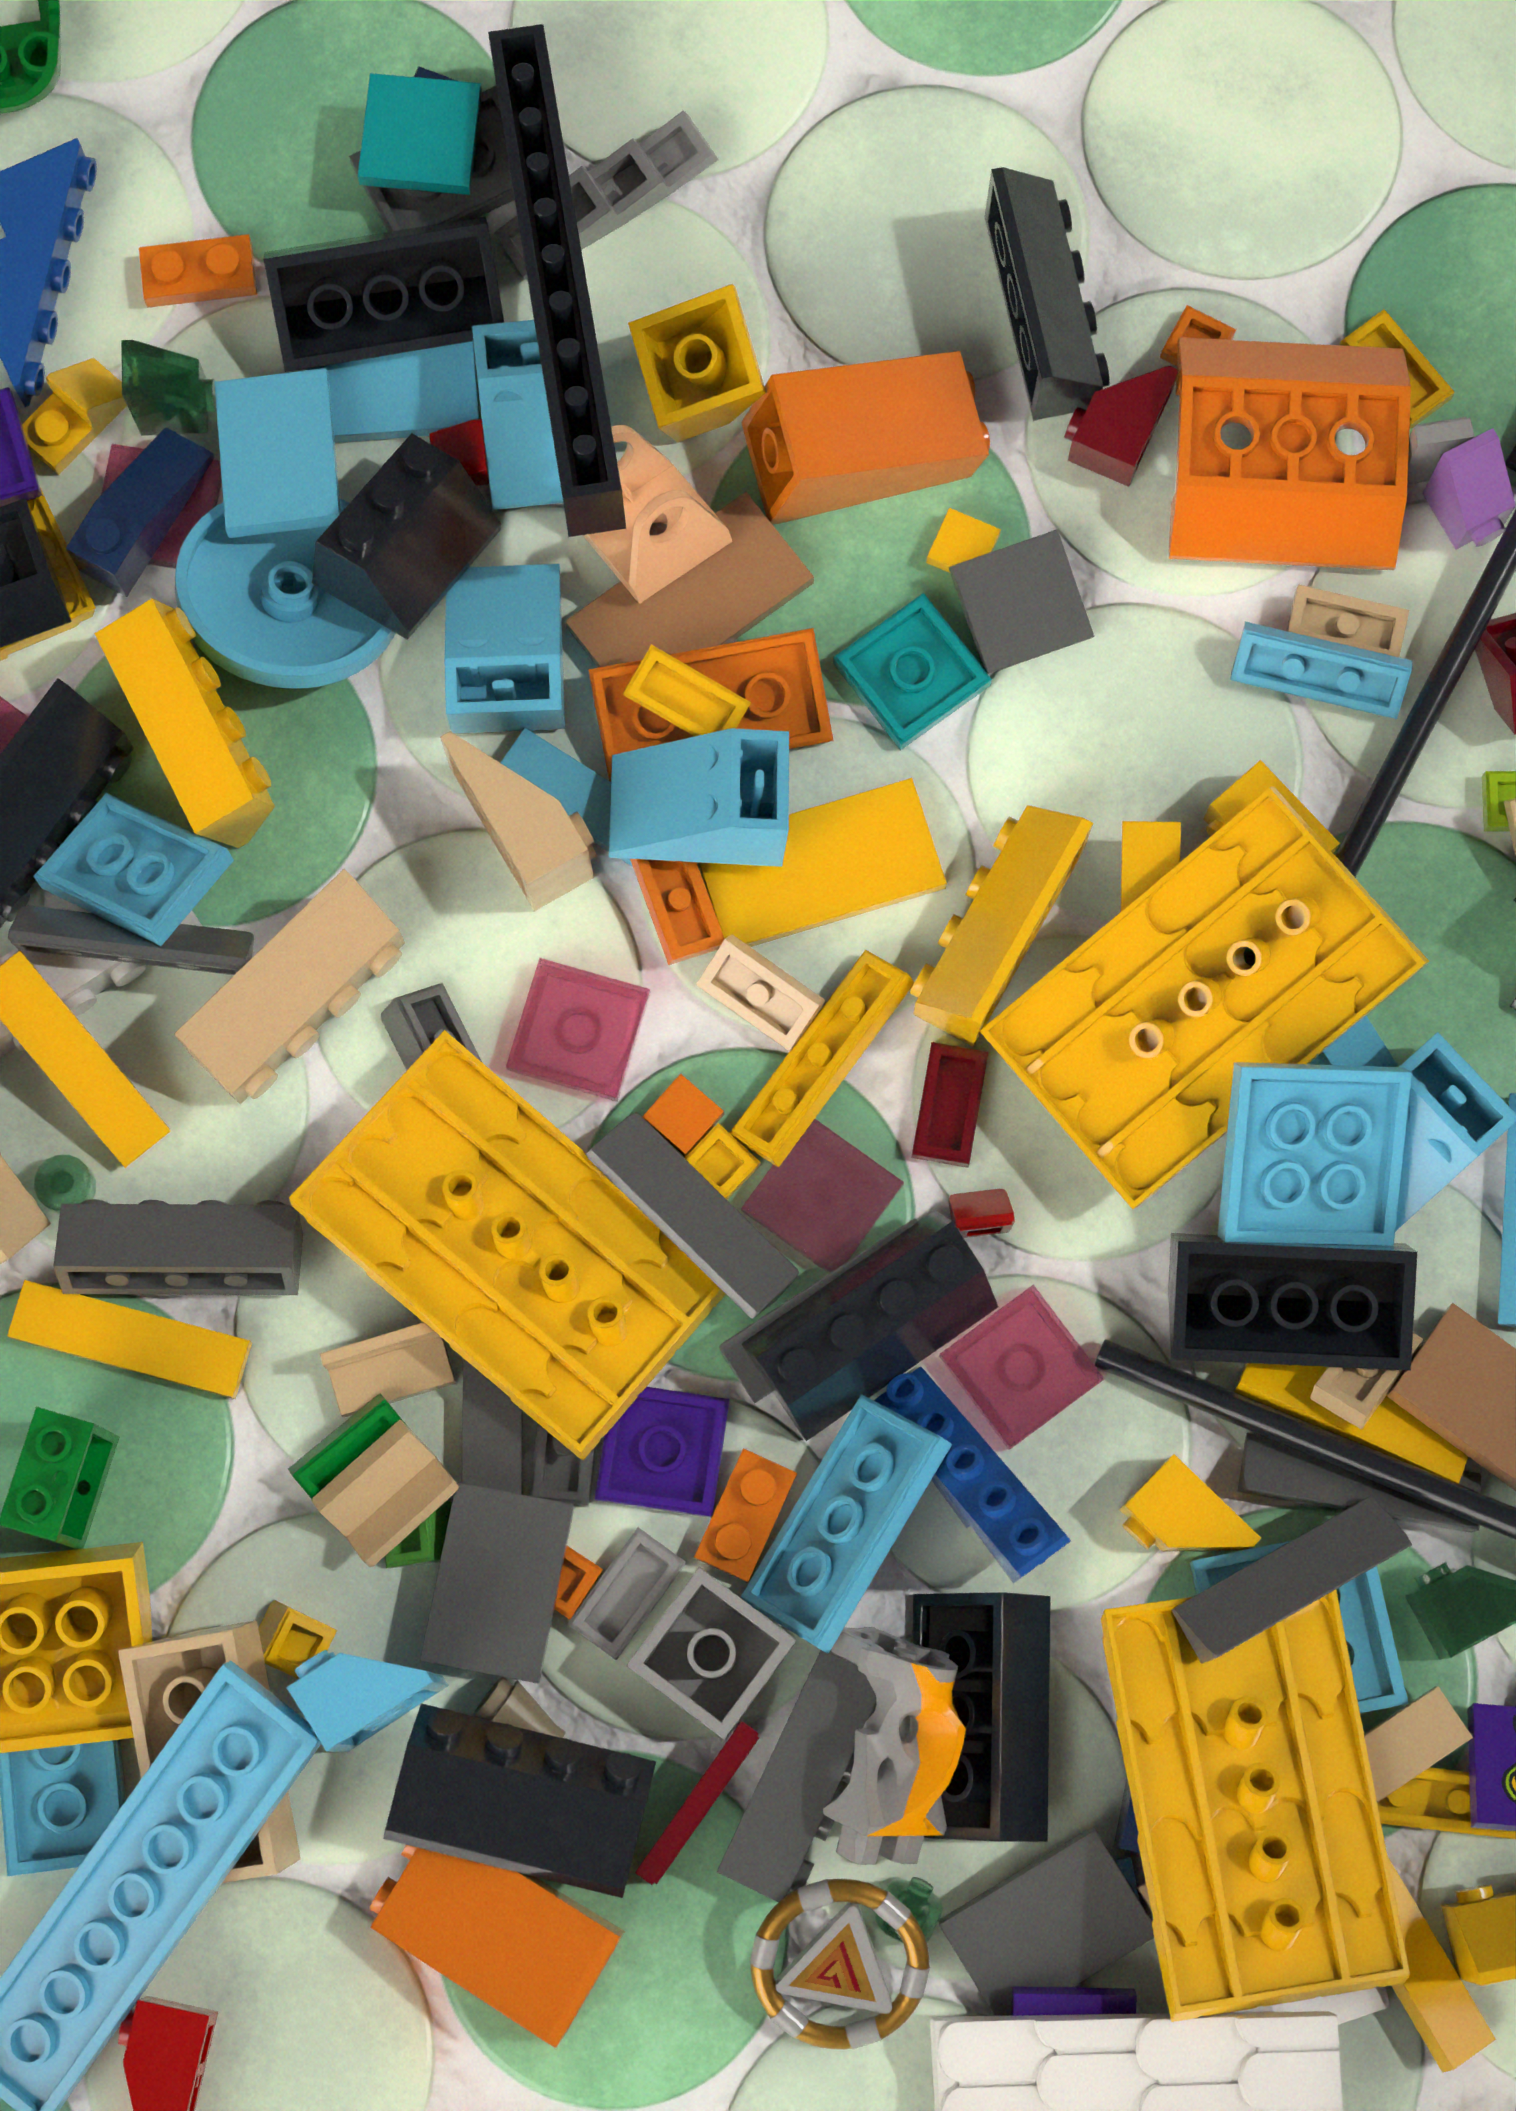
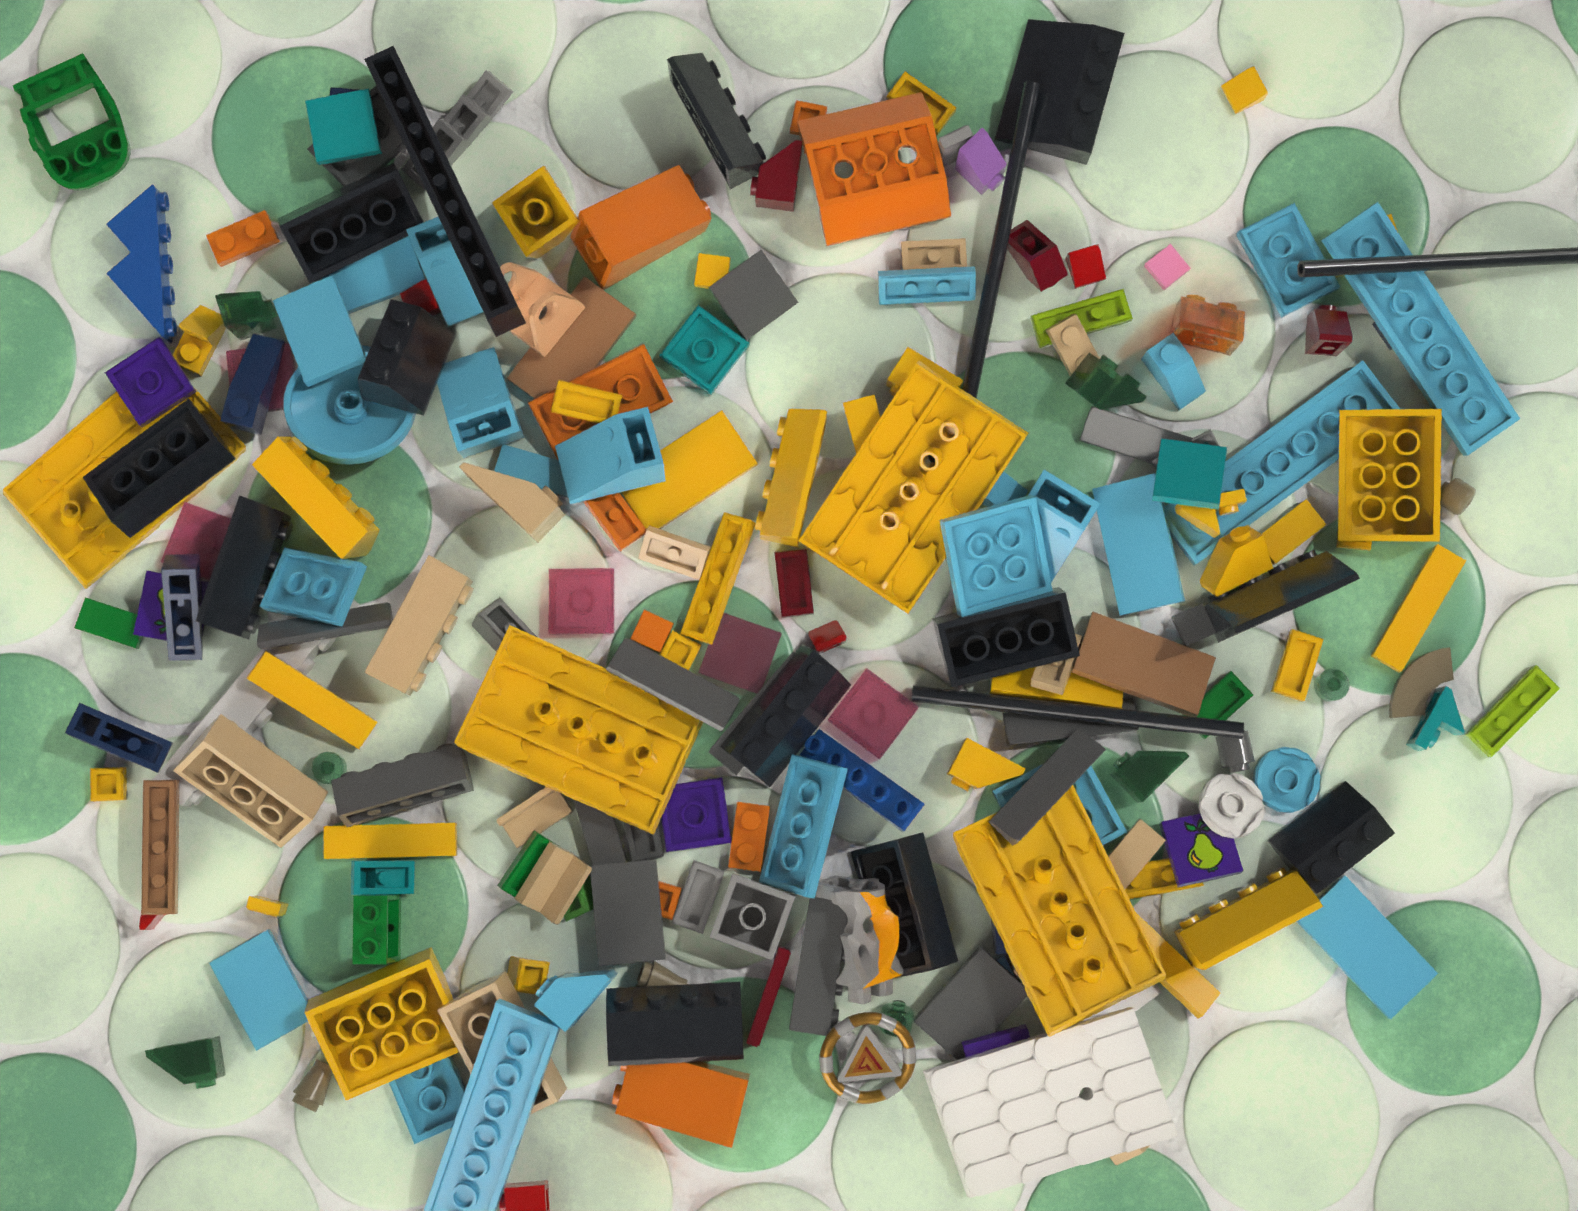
camera: 15 degrees left, 5 degrees up
(97, 1395) = (382, 877): none -> teal slope

